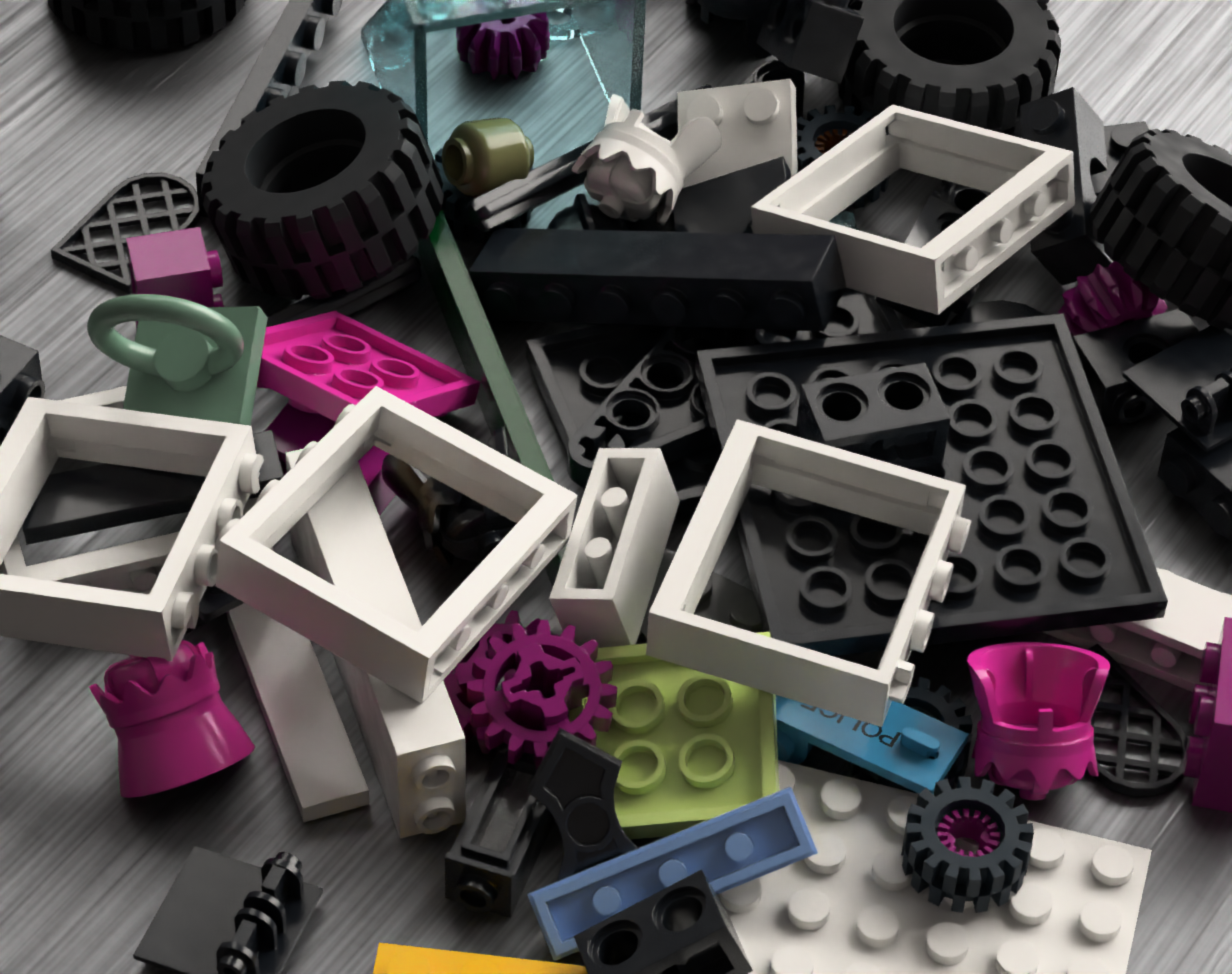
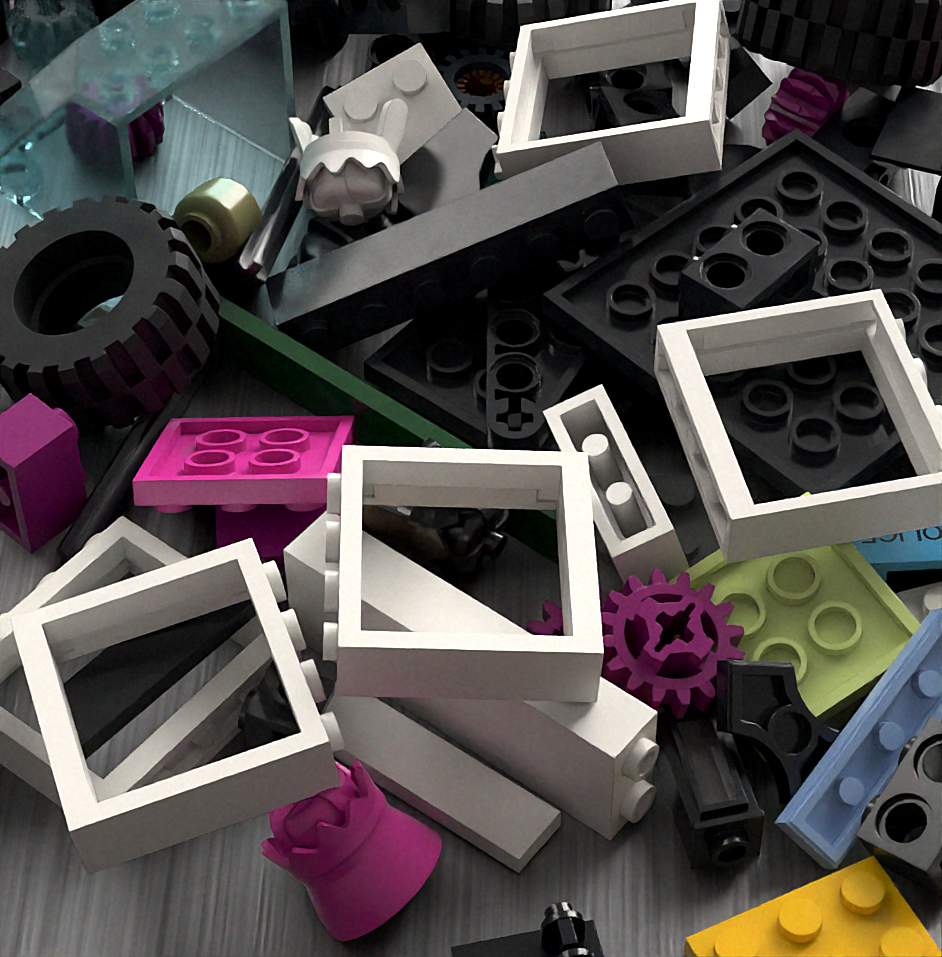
camera: 30 degrees left, 0 degrees up
(184, 355) = (124, 514): sand green tile -> none

